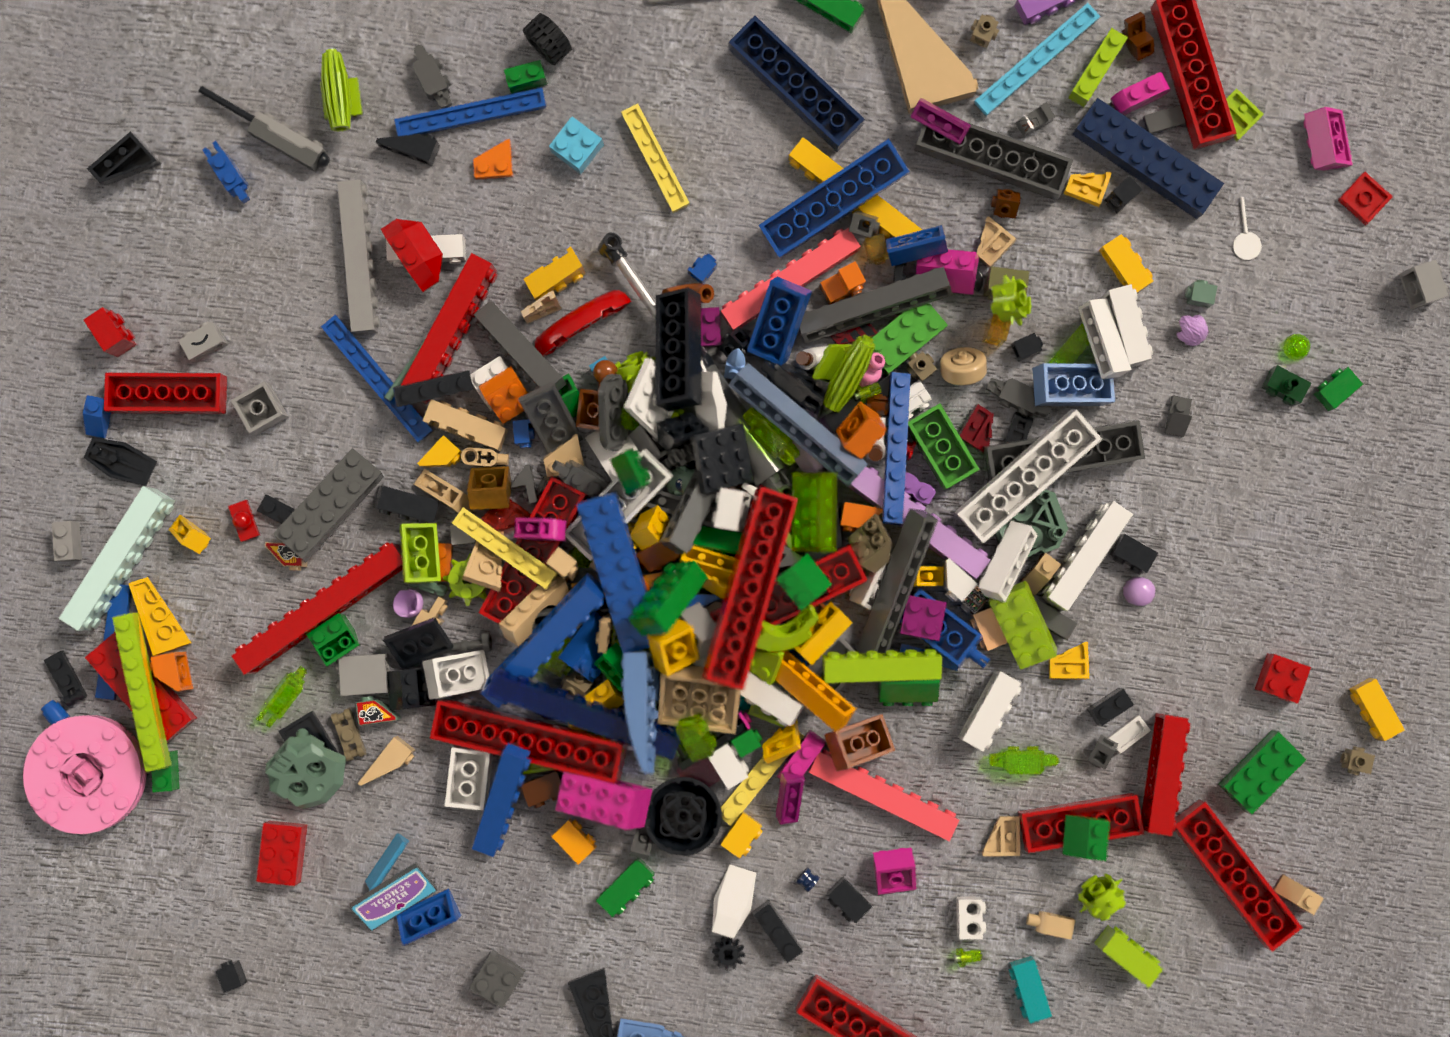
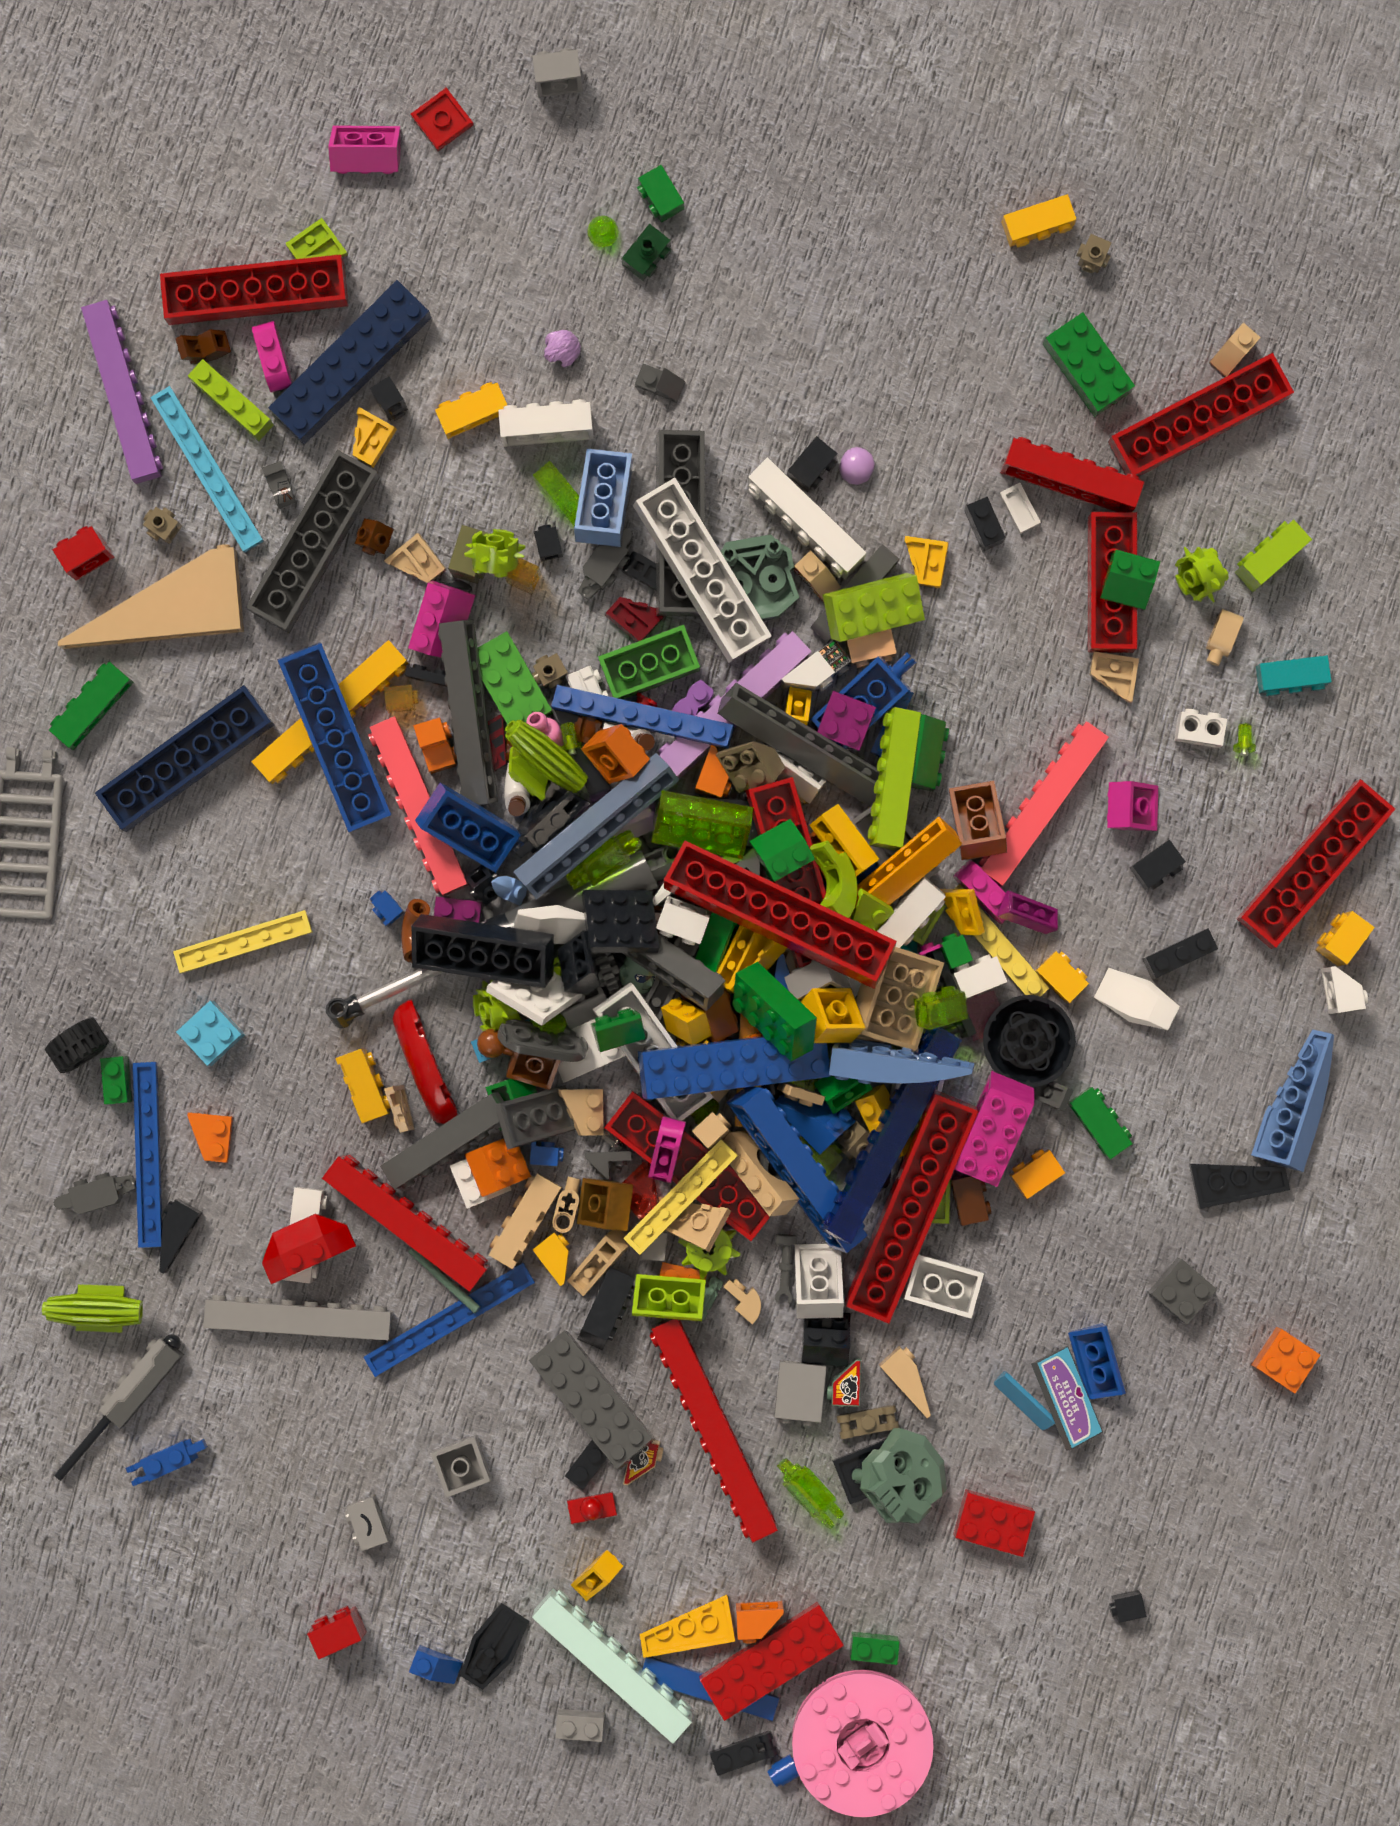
camera: 85 degrees left, 0 degrees up
(123, 160) = (129, 1584): black wedge -> none
(142, 691) = (777, 1655): lime brick -> none
(165, 393) = (422, 1577): red brick -> none
(334, 639) = (752, 1419): green slope -> none
(408, 603) = (725, 1325): lavender hair -> none
(418, 643) = (774, 1319): black plate -> none
(432, 388) = (476, 1250): black plate -> none
(501, 799) = (974, 1249): blue brick -> none
(580, 477) = (612, 1093): dark grey hinge -> none
(736, 953) = (1195, 1024): black gear -> none
(807, 879) = (1126, 909): dark blue wheel -> none
(857, 225) = (372, 714): dark grey brick -> none
(916, 245) = (406, 650): blue slope -> none
(940, 121) = (263, 596): magenta slope -> none
(963, 366) = (558, 621): tan wheel -> none
(989, 710) = (966, 663): white brick -> none
(1007, 561) = (797, 611): white brick -> none
(1022, 760) = (1031, 635): clear neon green hinge -> none
(1104, 338) = (556, 452): white brick -> none
(1108, 748) = (1030, 536): dark grey brick -> none
(1164, 119) = (306, 334): dark grey tile -> none
(1201, 294) = (521, 330): sand green brick -> none
(1246, 244) = (471, 265): white piece -> none
(1282, 678) = (985, 320): red brick -> none

